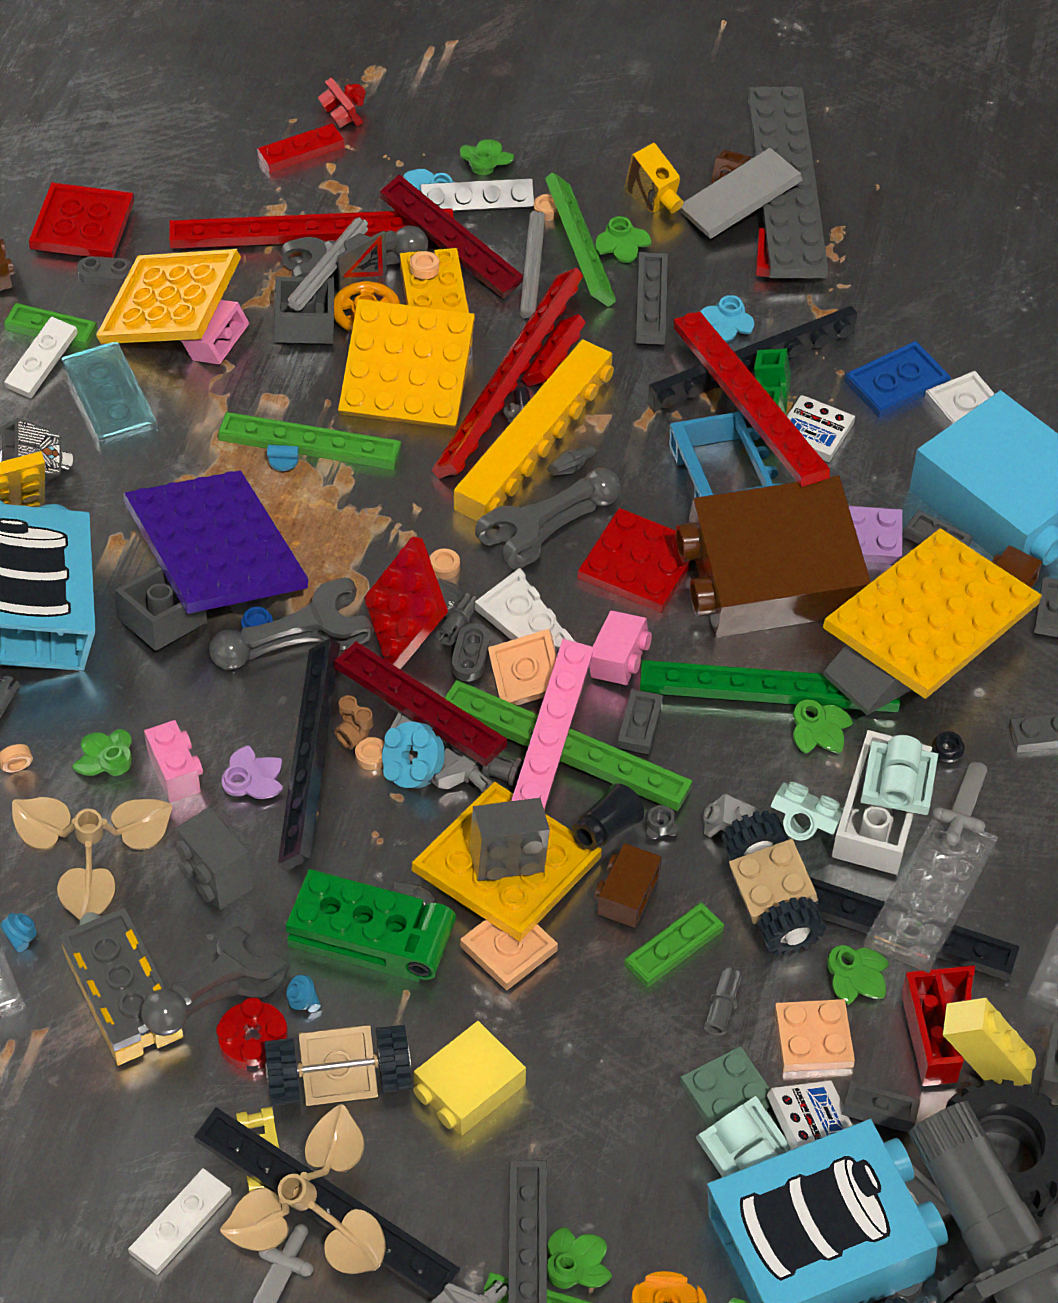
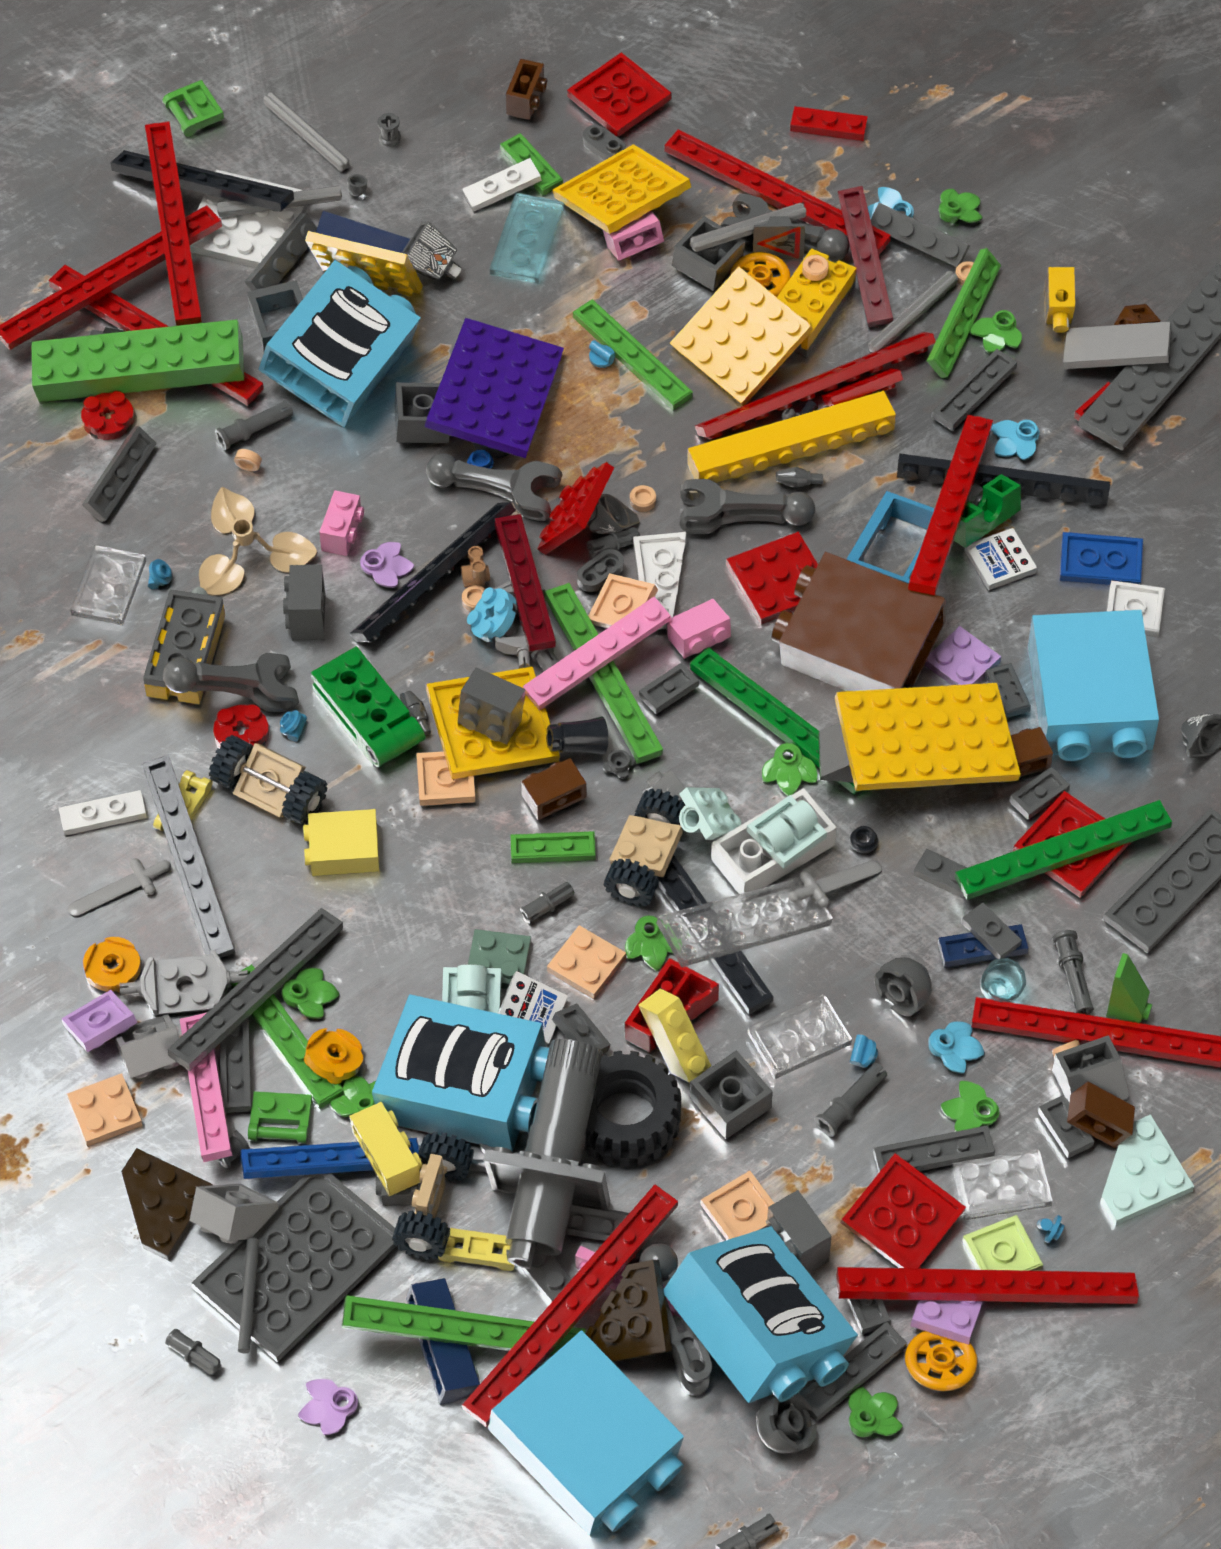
camera: 40 degrees right, 5 degrees up
(105, 753) = (307, 492): bright green plate -> none
(258, 1217) = (142, 840): tan plant -> none
(346, 112) = (892, 103): red hips -> none

